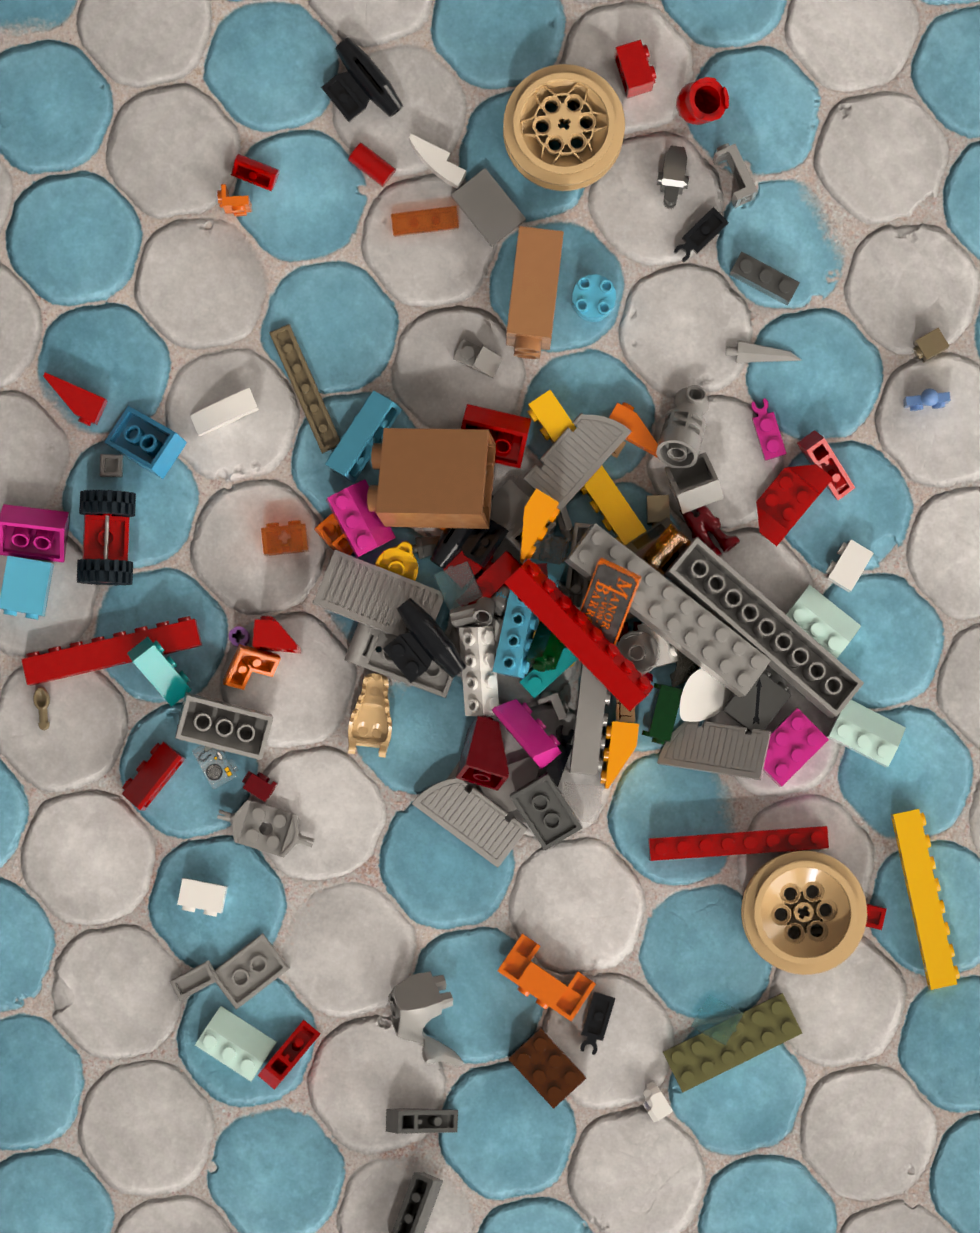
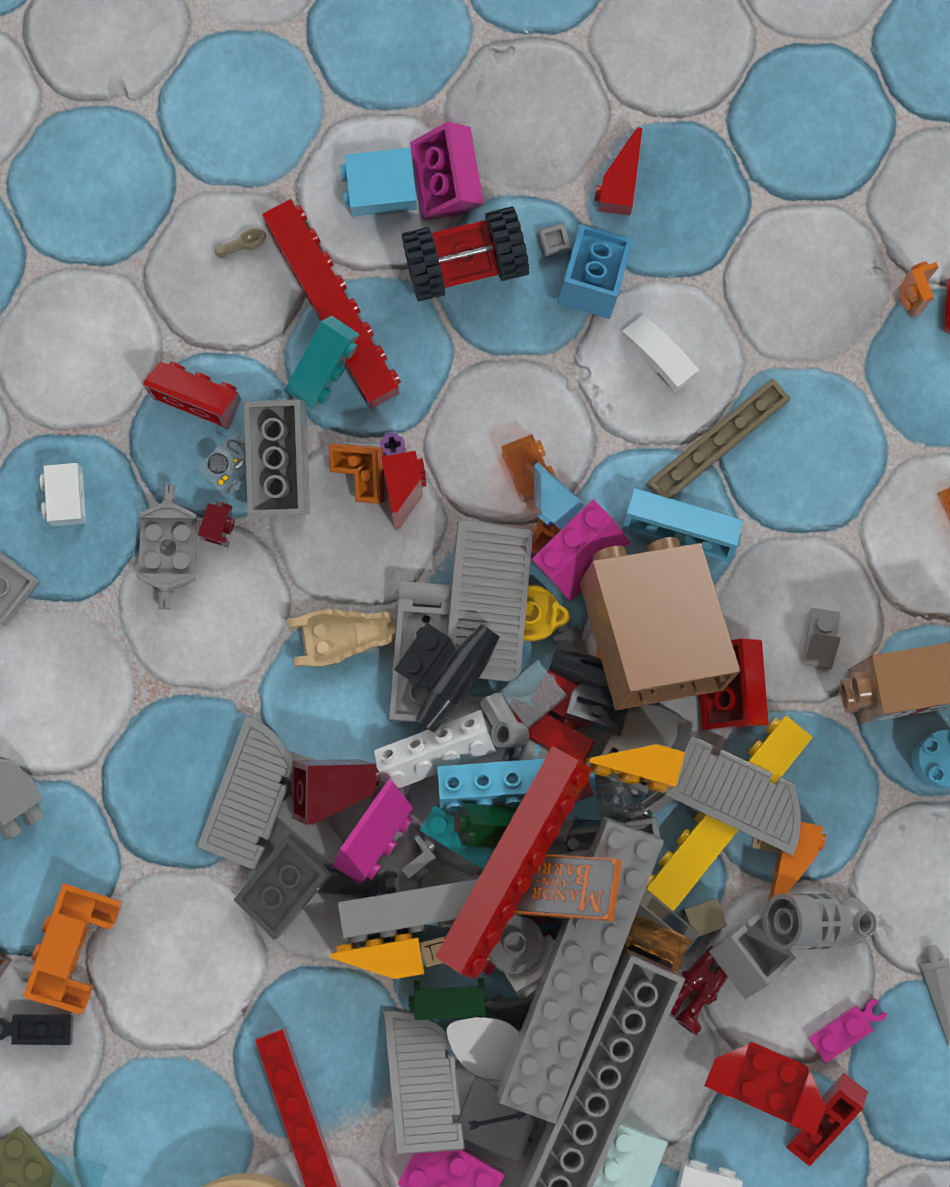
camera: 70 degrees right, 5 degrees down
(316, 526) = (554, 499): none -> medium azure slope

